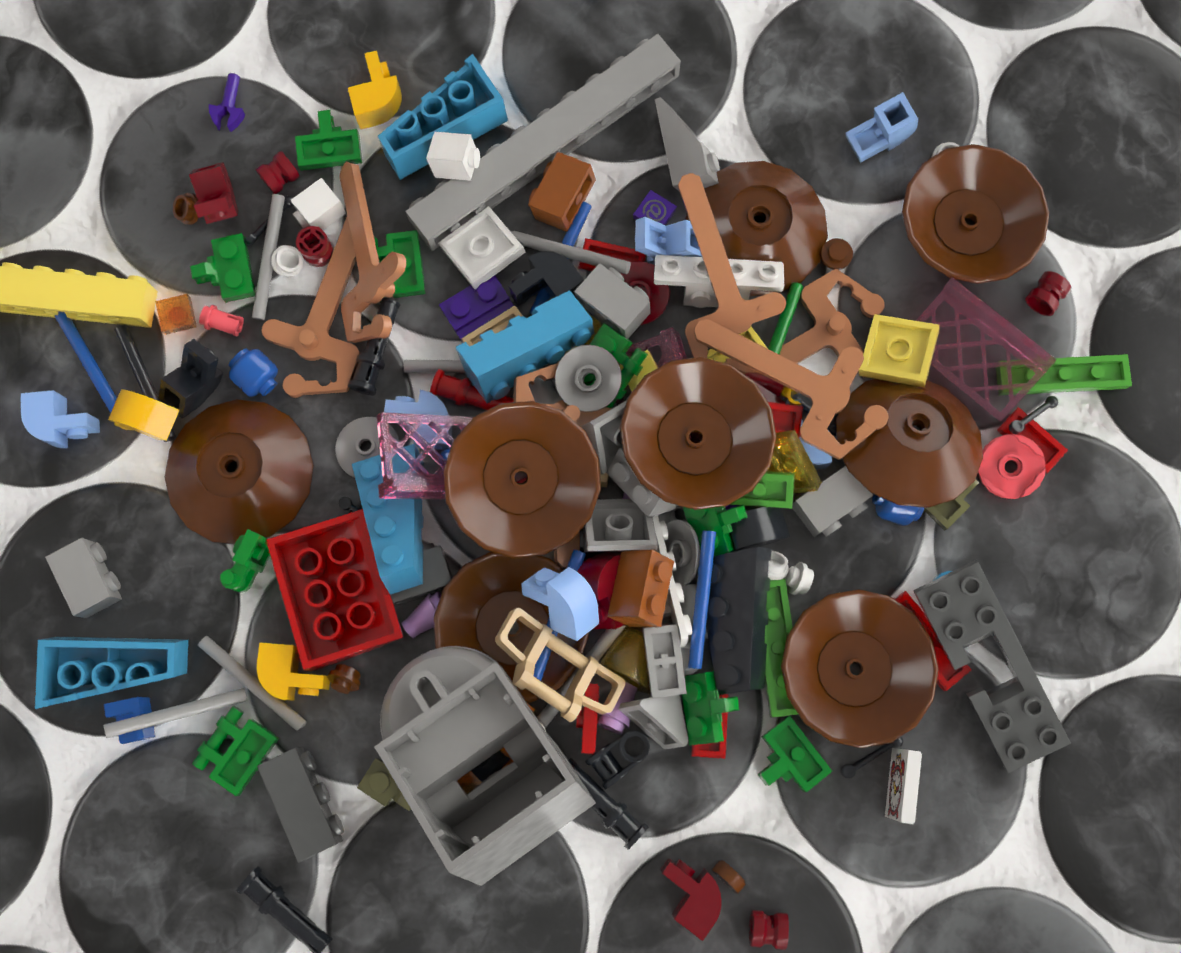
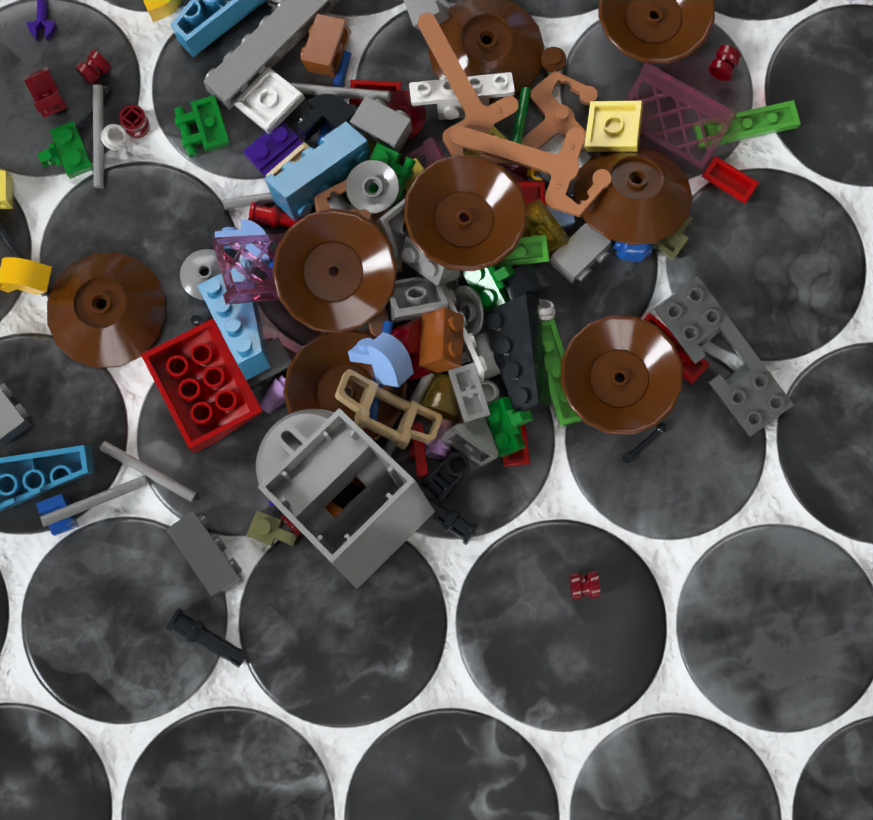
camera: 10 degrees left, 0 degrees up
(176, 314) = (32, 193): clear orange plate -> none
(184, 208) = (25, 108): reddish brown plate -> none
(192, 381) = (57, 242): black brick -> none
(221, 320) = (69, 193): coral pin -> none
(243, 756) = (152, 527): green plate -> none
(250, 558) = (131, 370): green plate -> none
(253, 372) = (104, 229): blue head -> none
(279, 672) = (168, 456): yellow brick -> none
(313, 339) = (146, 196): nougat piece -> none
(317, 206) = (131, 89): white brick -> none
(328, 145) = (130, 39): green hinge -> none
(344, 679) = (221, 454): reddish brown plate -> none
(371, 364) = (196, 204): black pin -> none
(375, 278) = (188, 137): nougat piece -> none
(453, 156) = (234, 30): white brick -> none
(655, 208) = (402, 50): dark purple tile -> none
(657, 239) = (408, 70): light blue brick -> none
(701, 903) = (530, 570): dark red brick -> none
(702, 599) = (490, 342): blue bar -> none
(728, 876) = (547, 551): reddish brown tile -> none
(792, 757) = (582, 453): green hinge -> none
(799, 579) = (564, 317): white plate -> none
(903, 785) = (669, 456): white tile -> none
(1018, 426) = (716, 169): black hinge -> none
(1028, 472) = (721, 189): coral plate -> none

